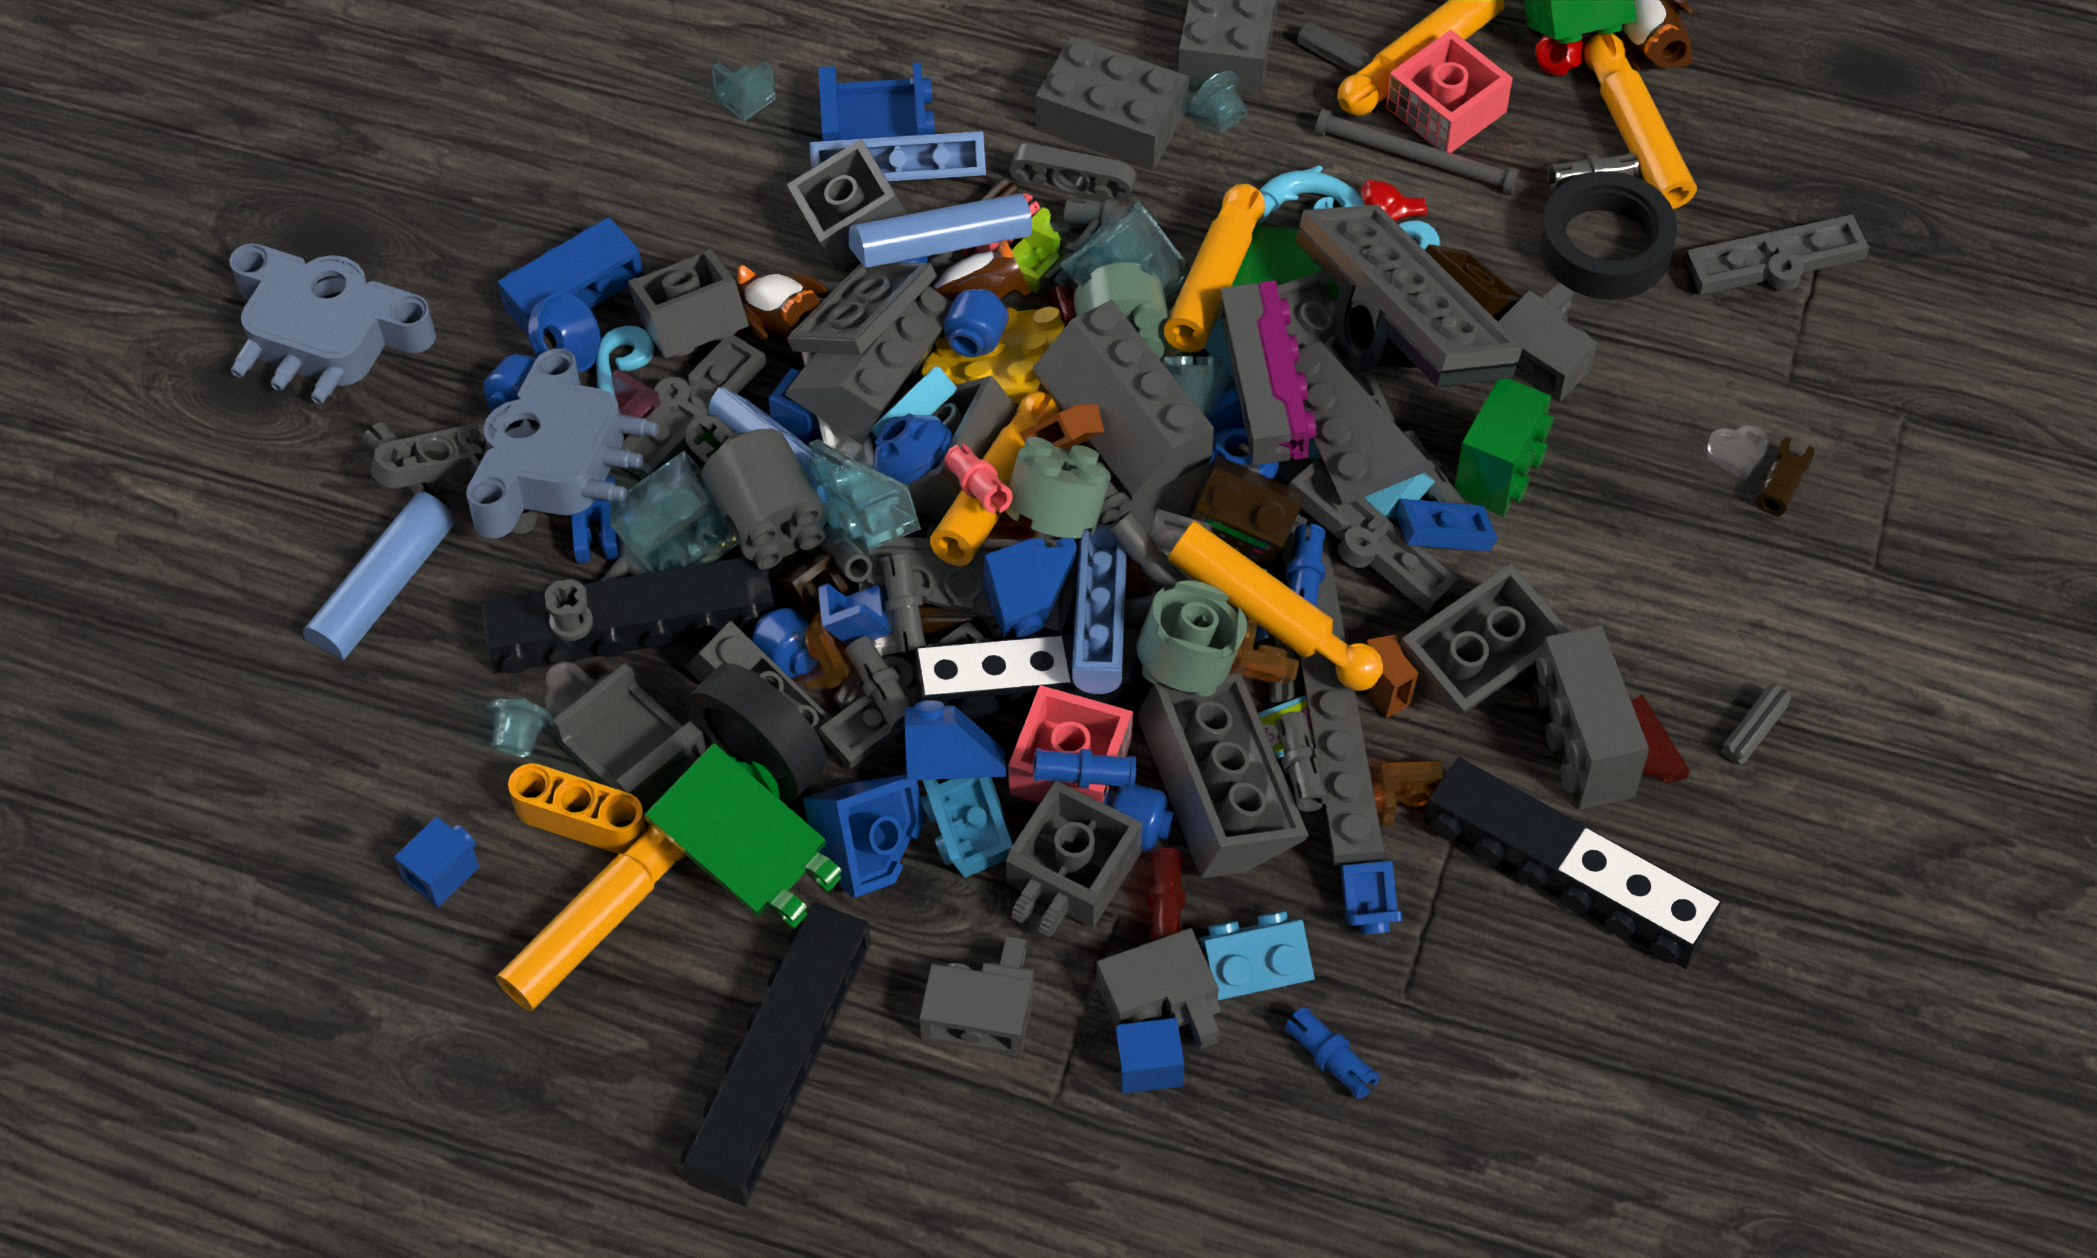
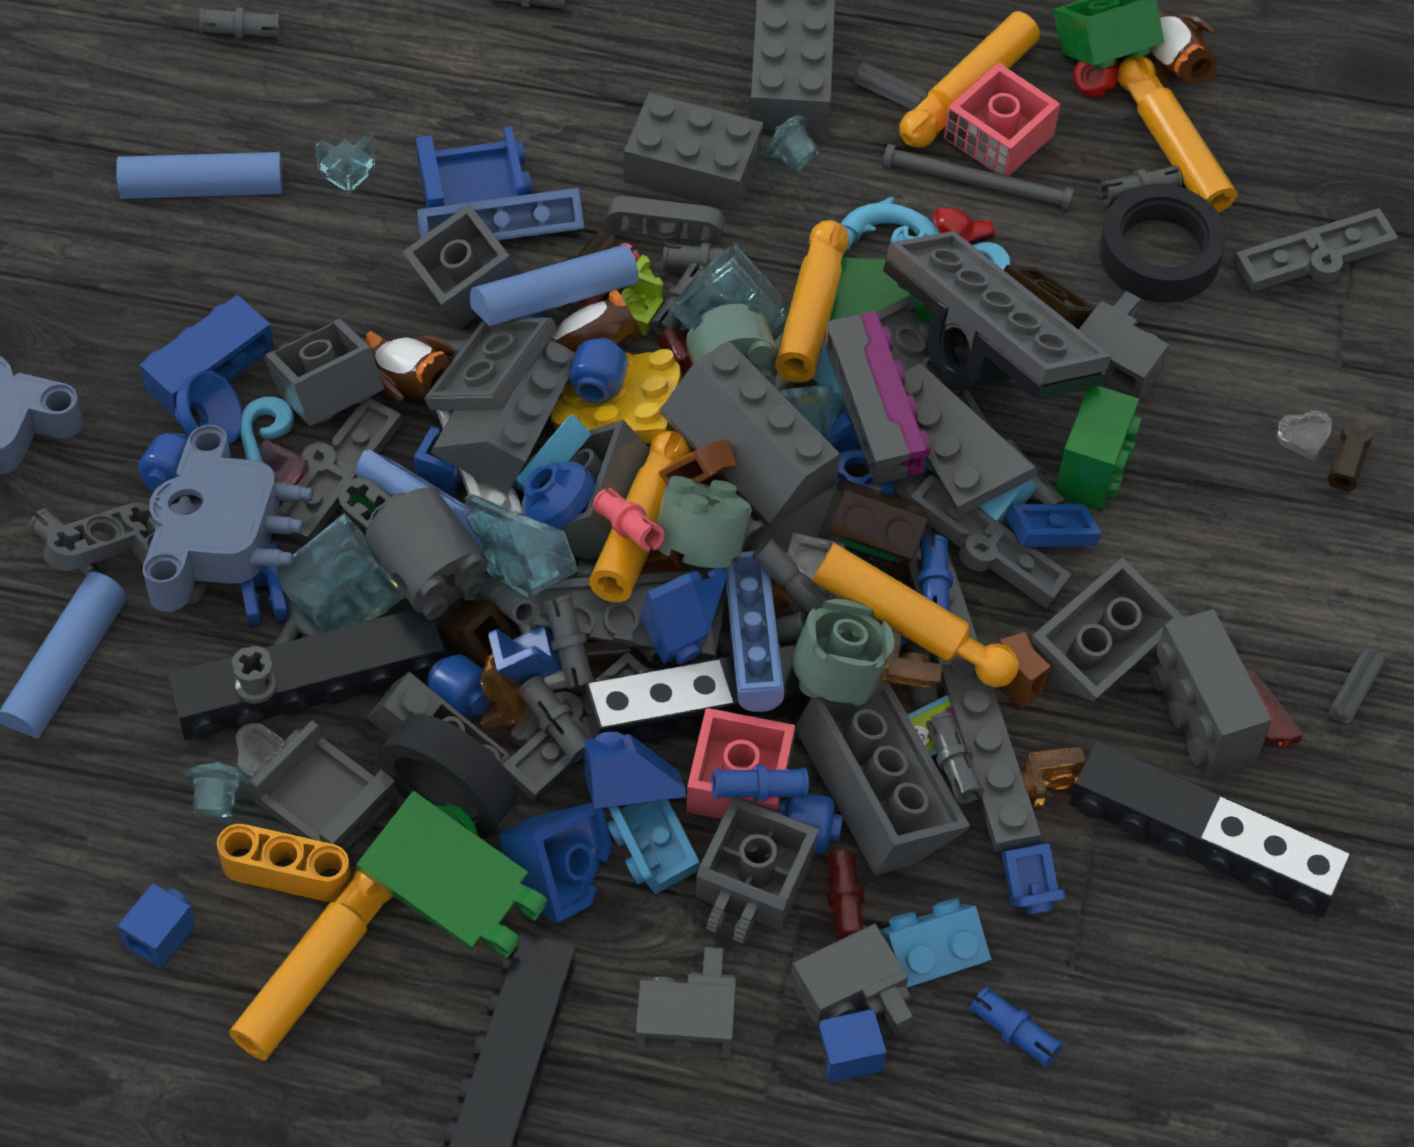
camera: 10 degrees left, 0 degrees up
(590, 91) = (199, 175): none -> medium blue brick

